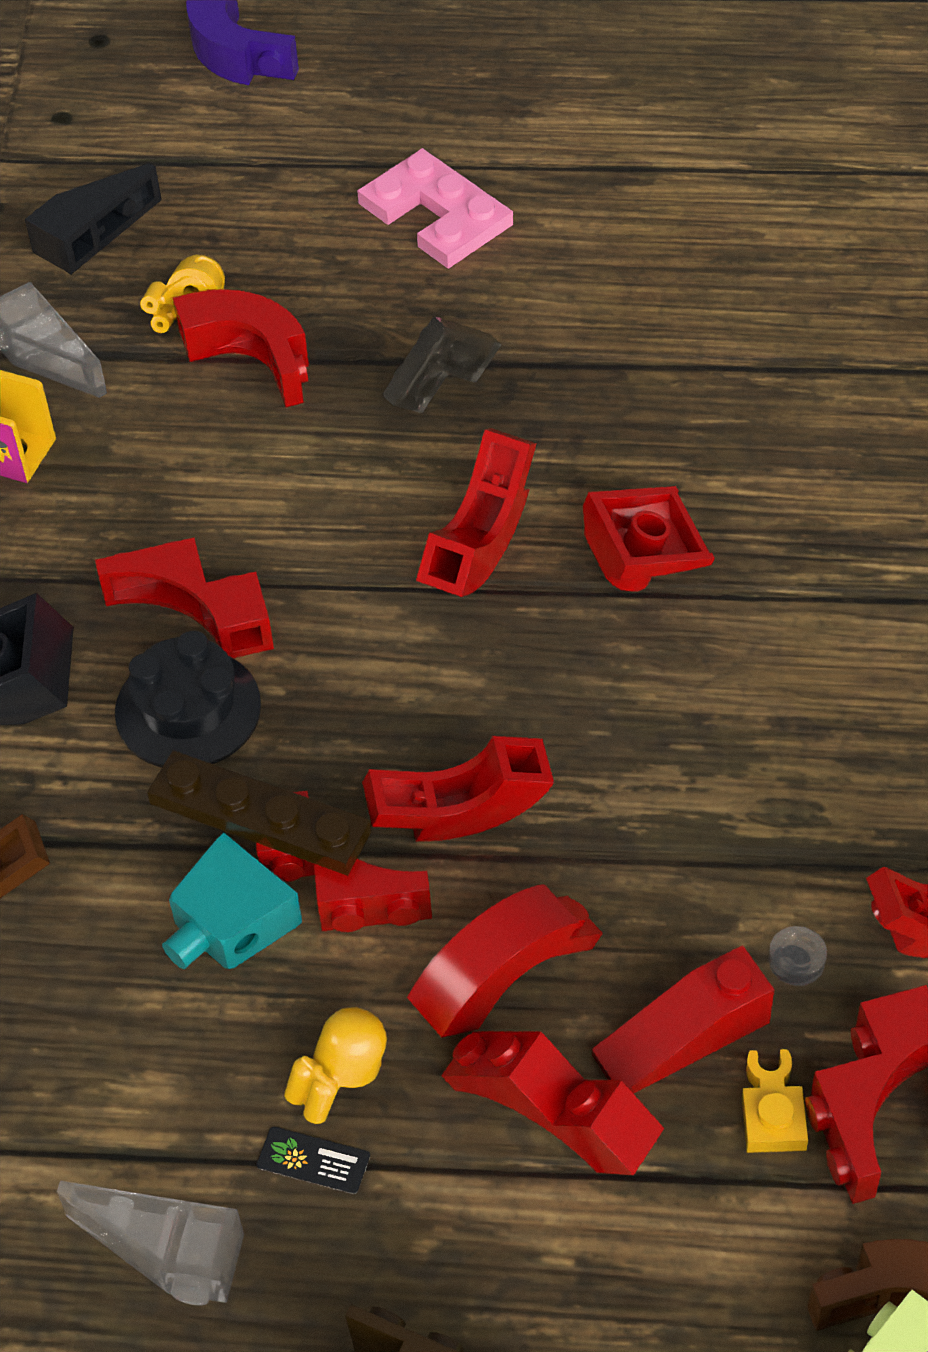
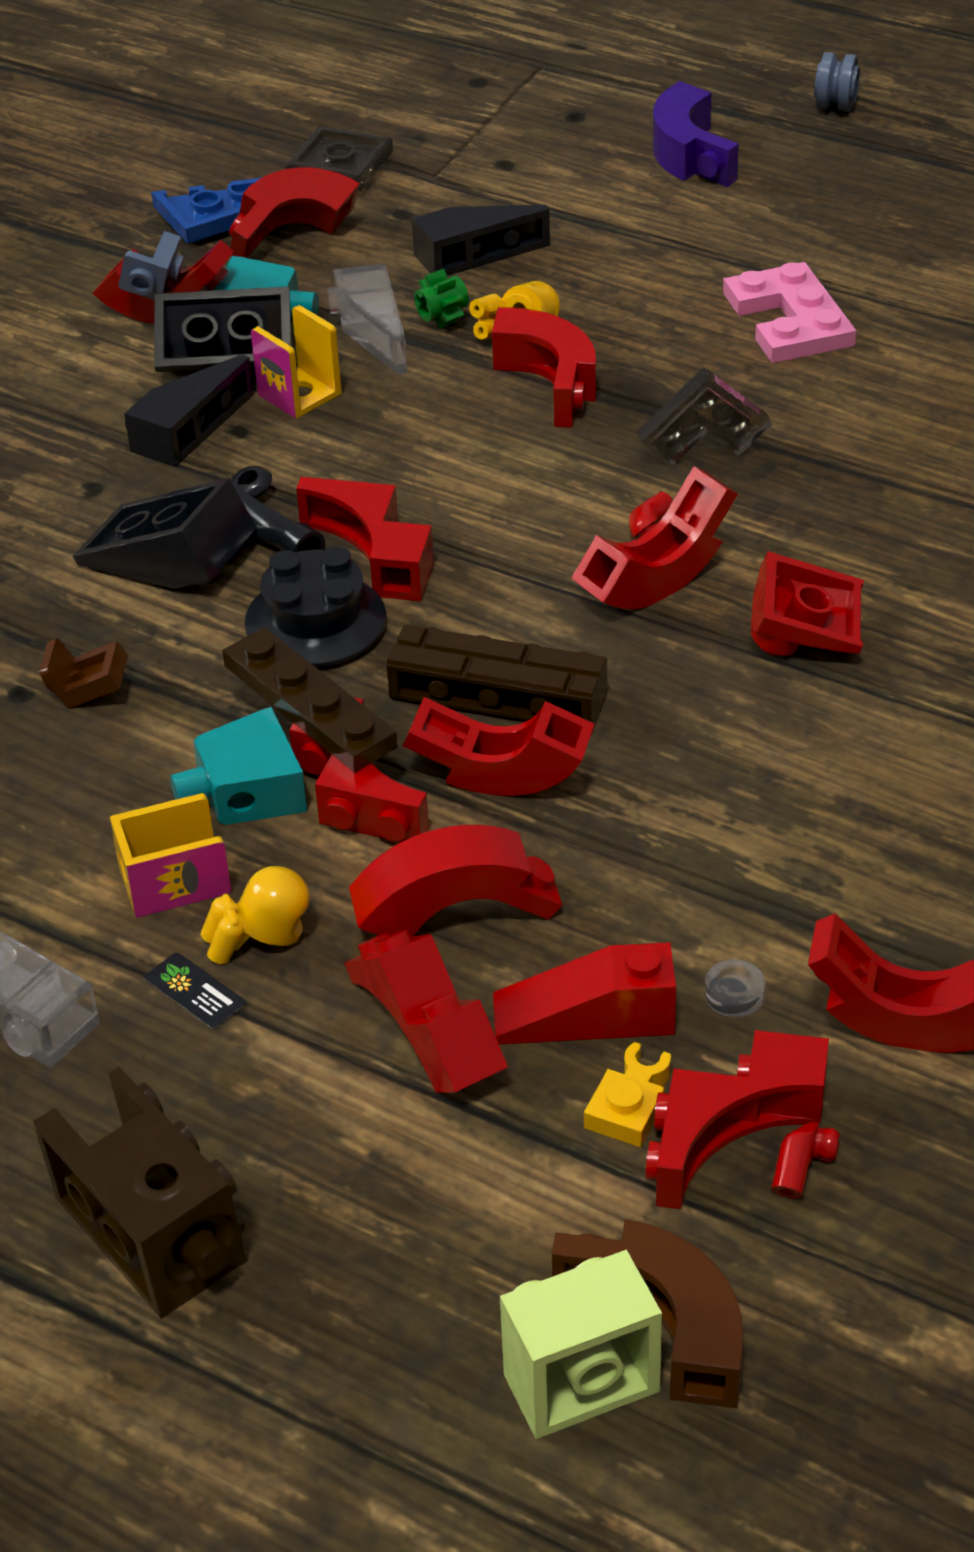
camera: 25 degrees right, 10 degrees down
(102, 301) = (441, 298): none -> green gear
(122, 628) = (271, 525): none -> black plant
(230, 1057) = (170, 855): none -> piece
(407, 712) = (494, 675): none -> dark brown brick
(438, 487) = (649, 514): none -> red arm

